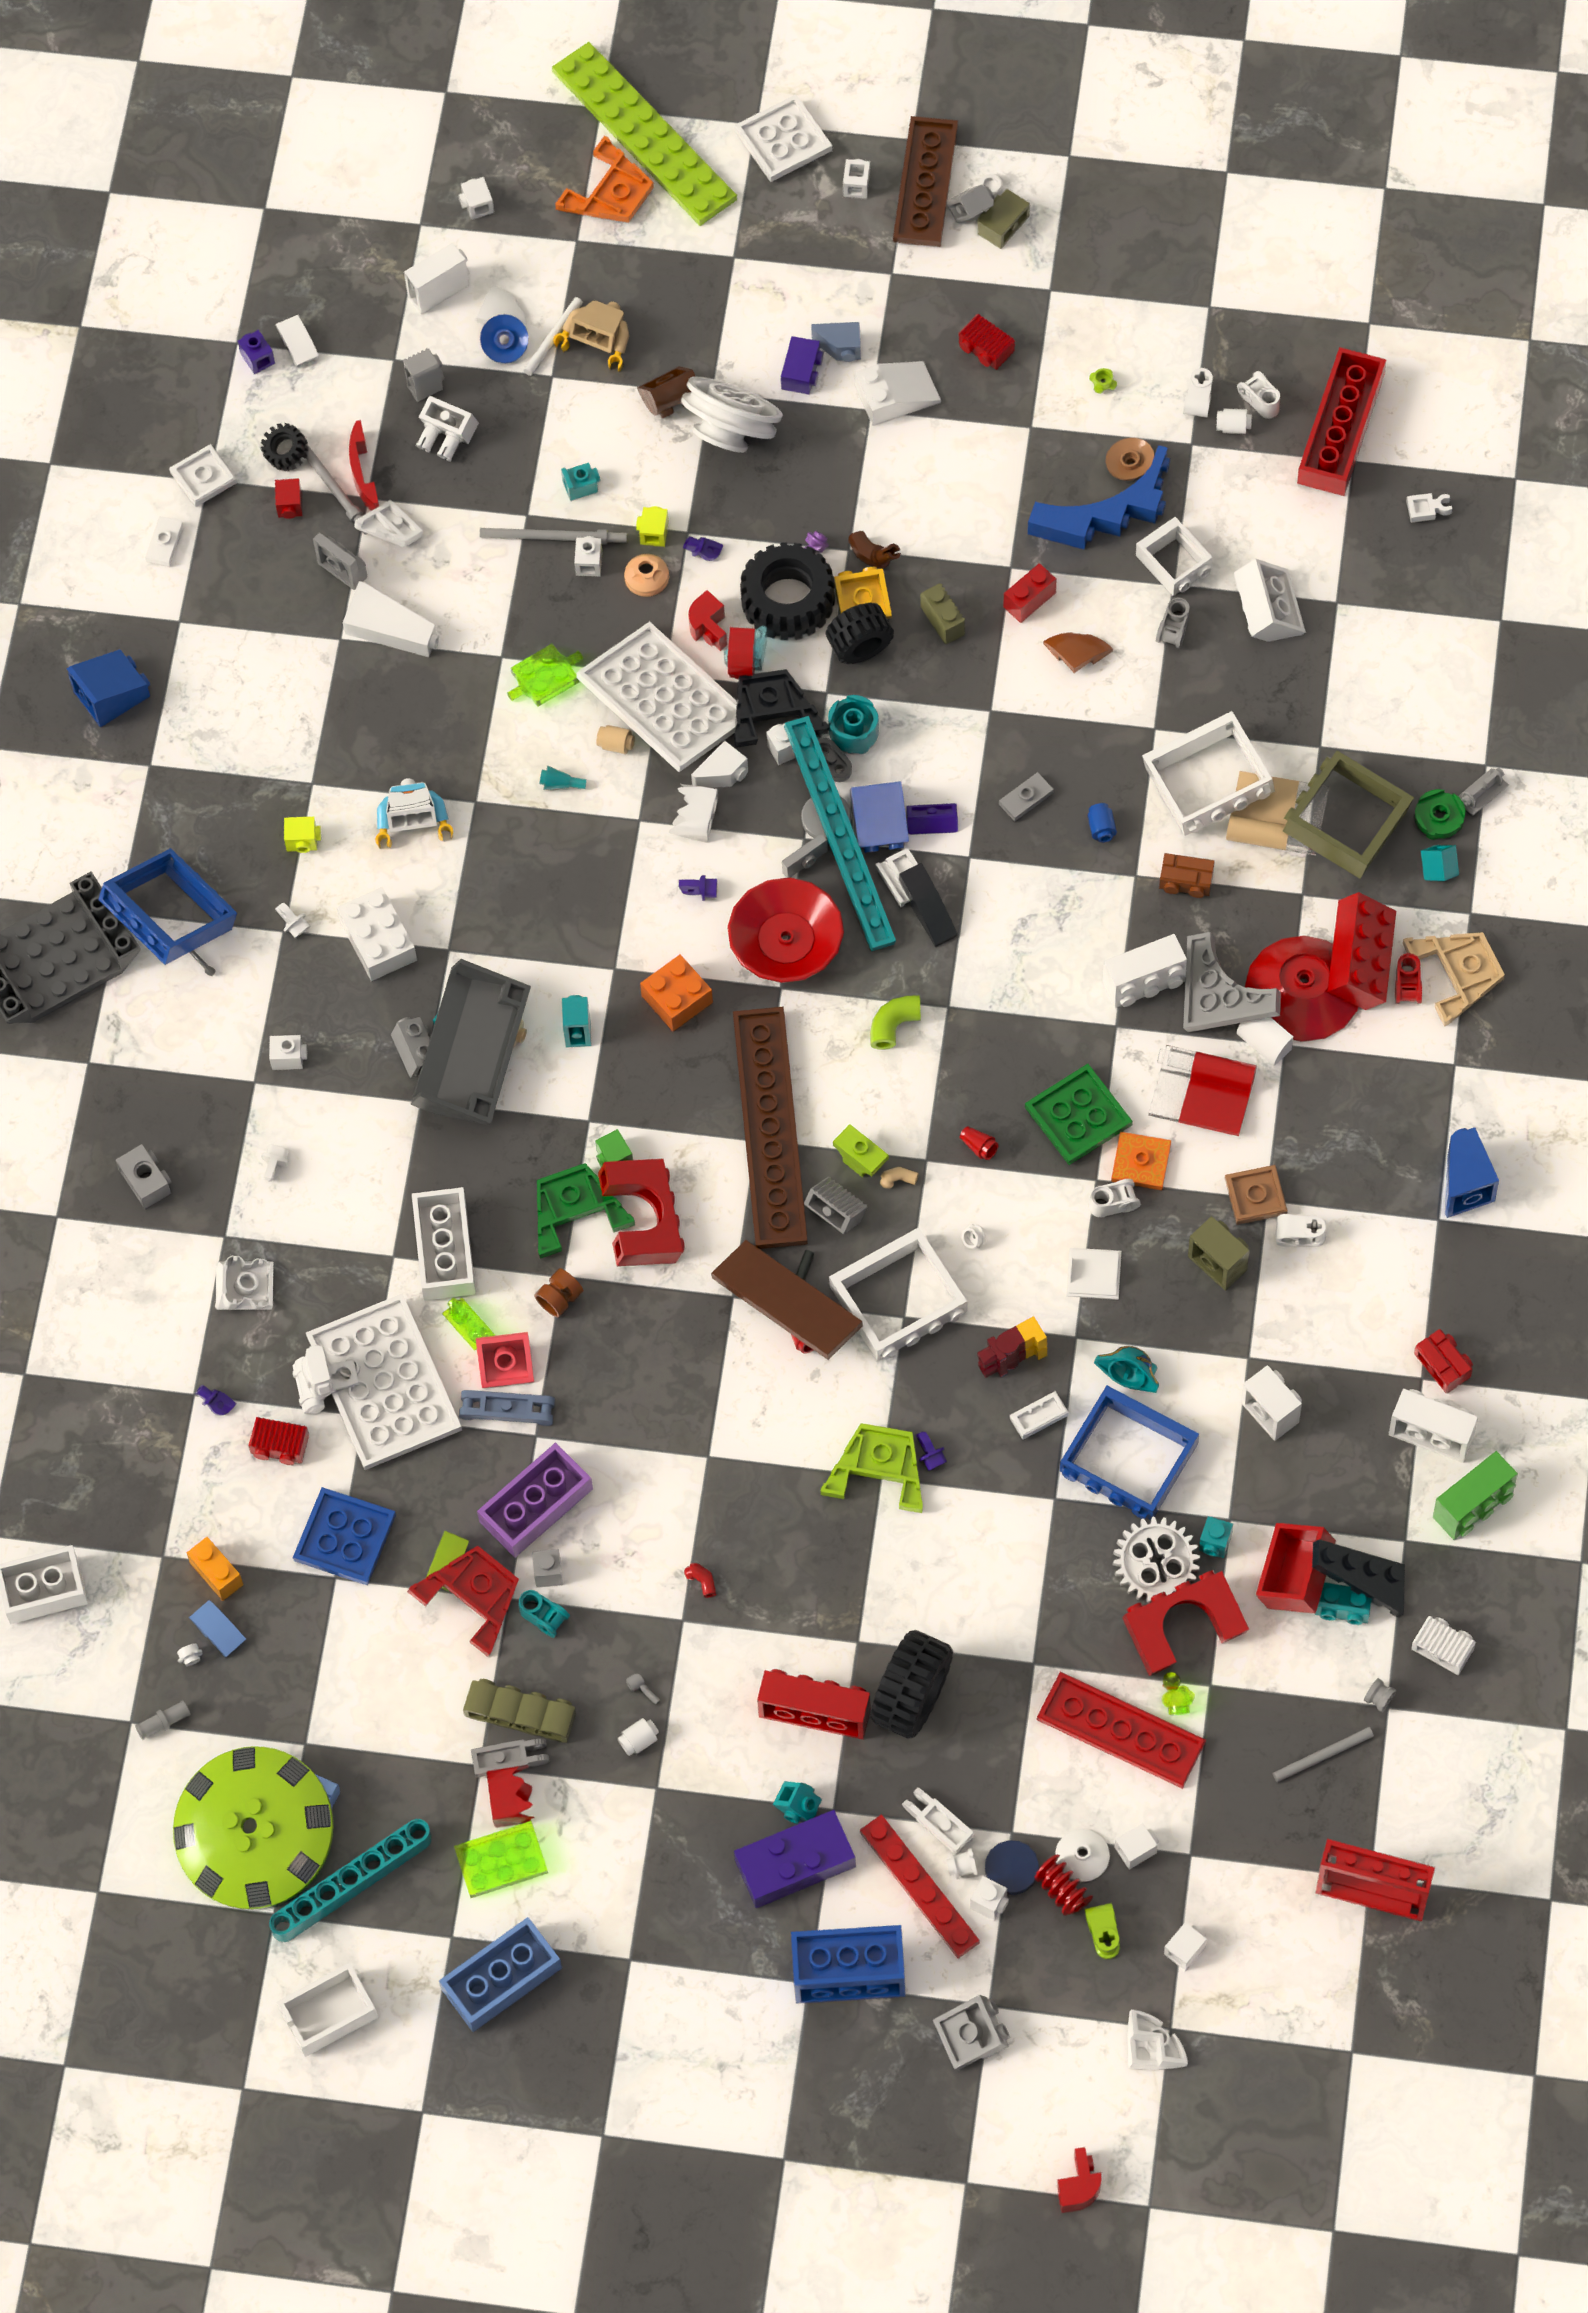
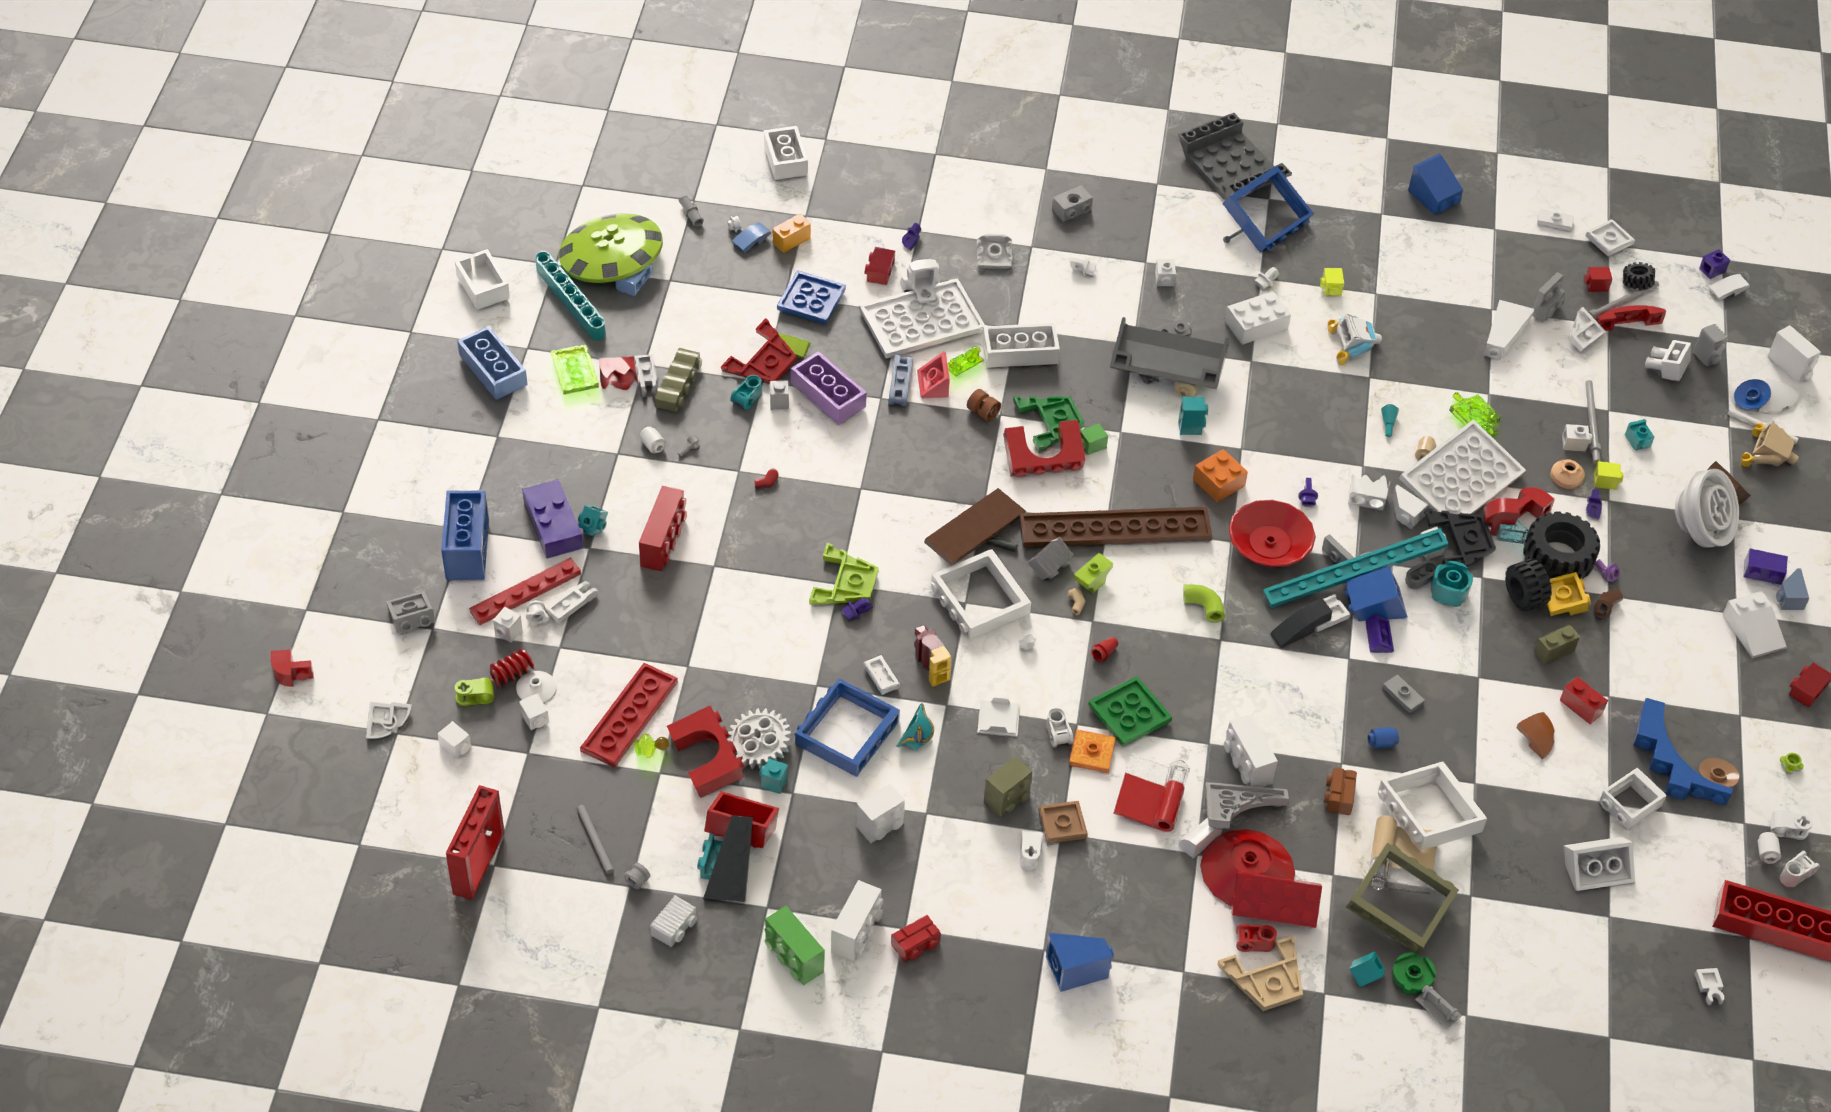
camera: 85 degrees right, 15 degrees down
(911, 1684) = (665, 572): black tyre -> none
(1012, 1866) = (534, 641): dark blue tile -> none
(1173, 626) = (1570, 796): light grey piece -> none

